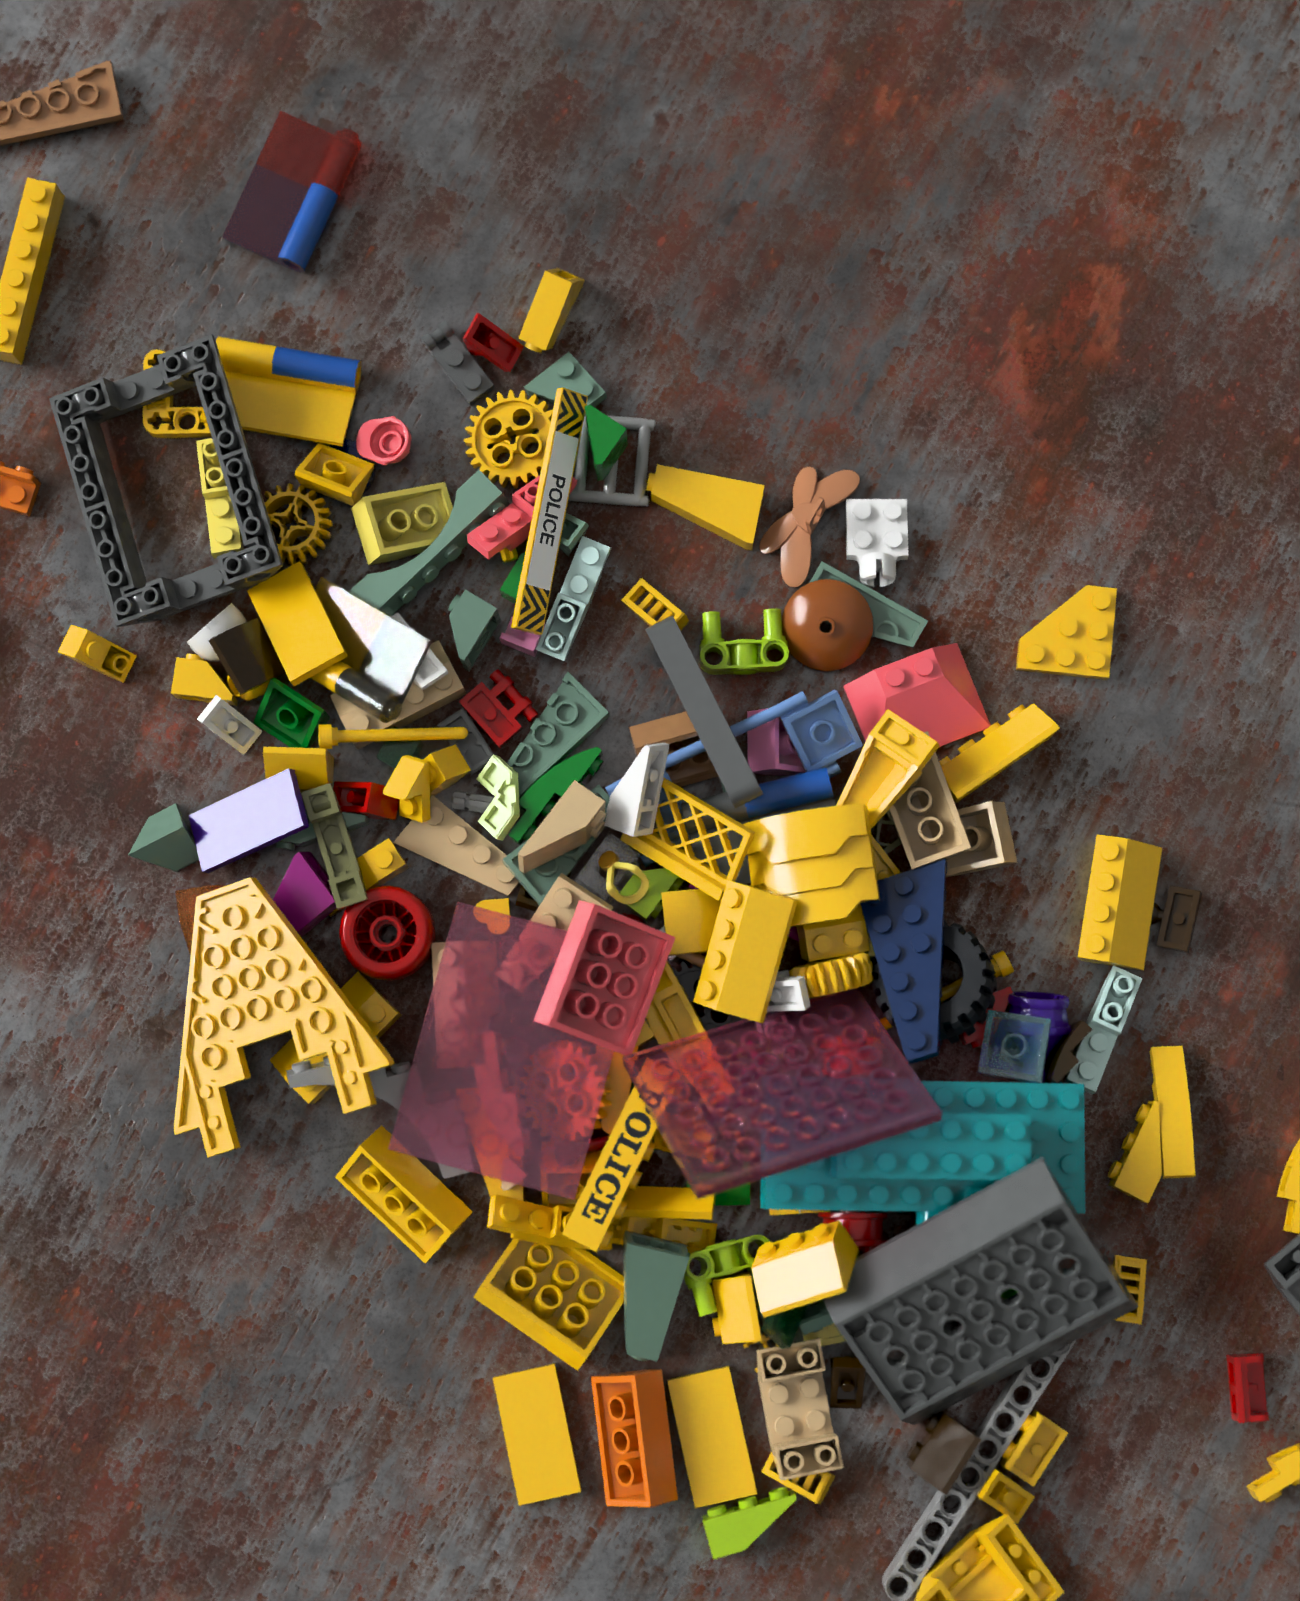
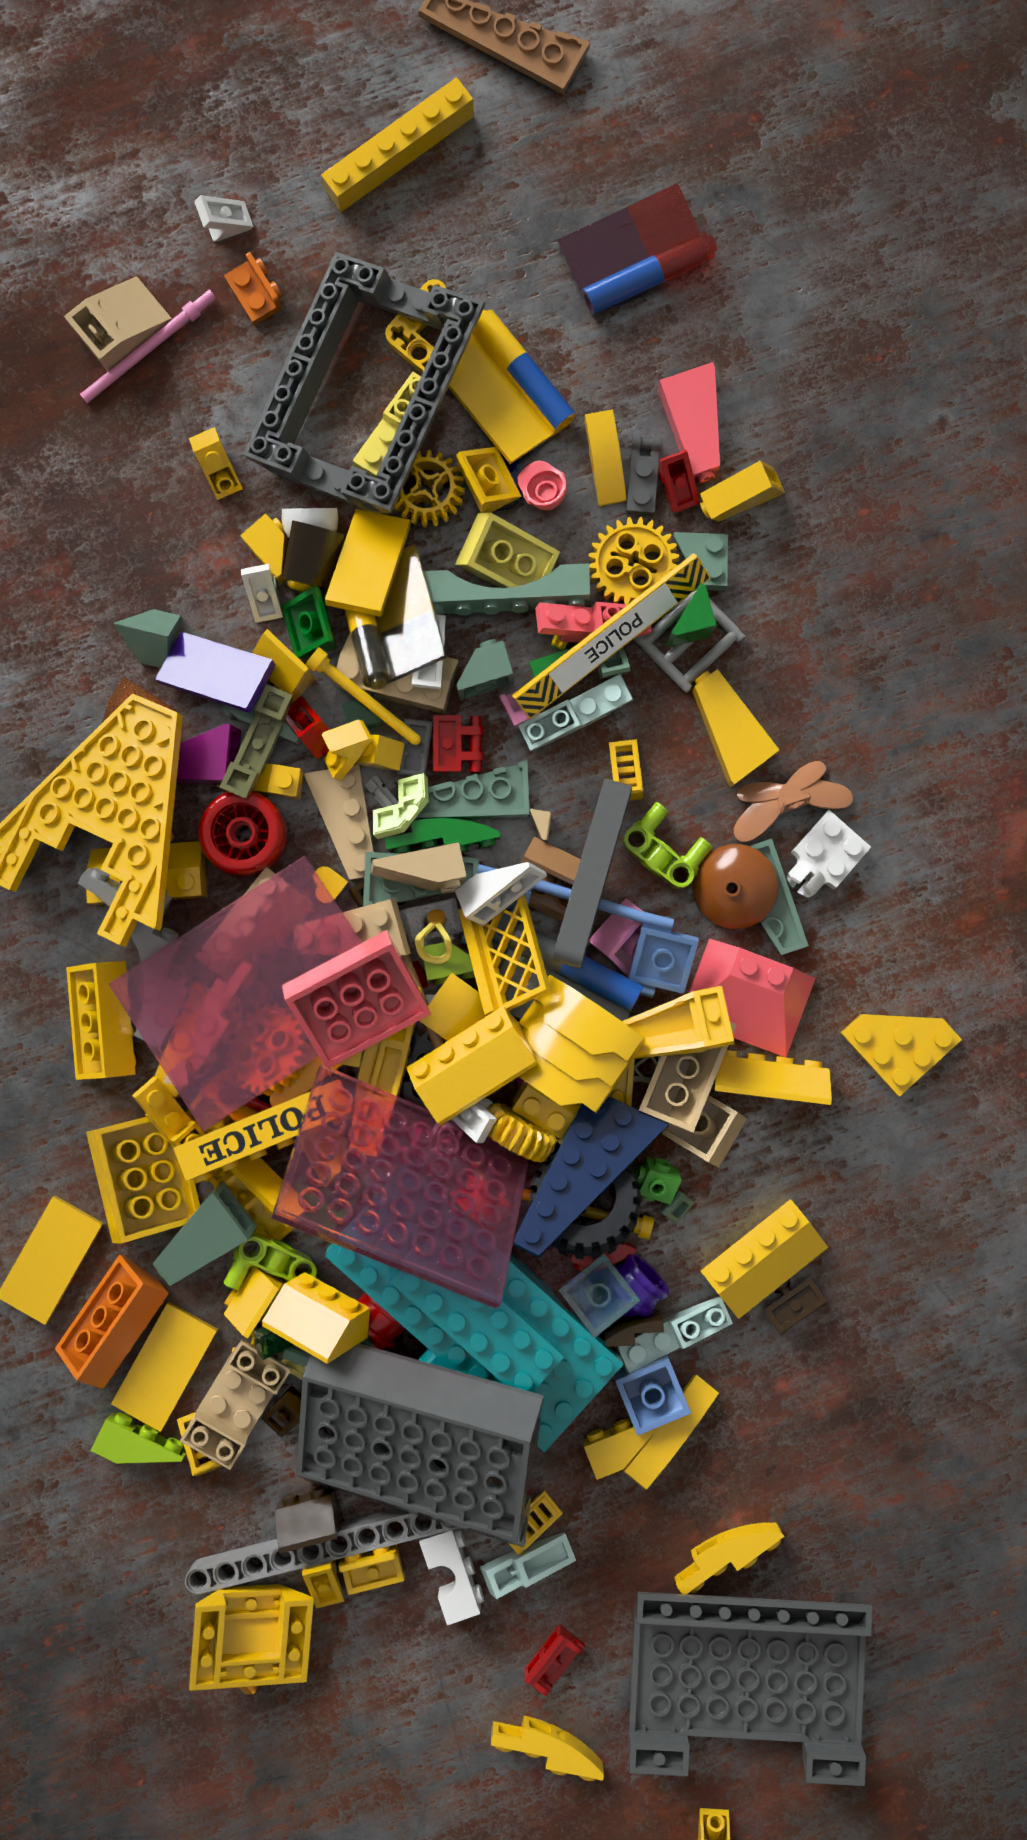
camera: 45 degrees right, 5 degrees up
(415, 375) = (605, 457): none -> yellow slope
(458, 283) = (693, 417): none -> coral slope
(625, 711) = (542, 822): none -> tan slope
(978, 914) = (658, 1180): none -> bright green brick
(1011, 924) = (678, 1207): none -> sand green slope
(1125, 1405) = (460, 1597): none -> white arch
(1129, 1093) = (652, 1395): none -> medium blue slope
(1158, 1328) = (529, 1567): none -> light aqua slope

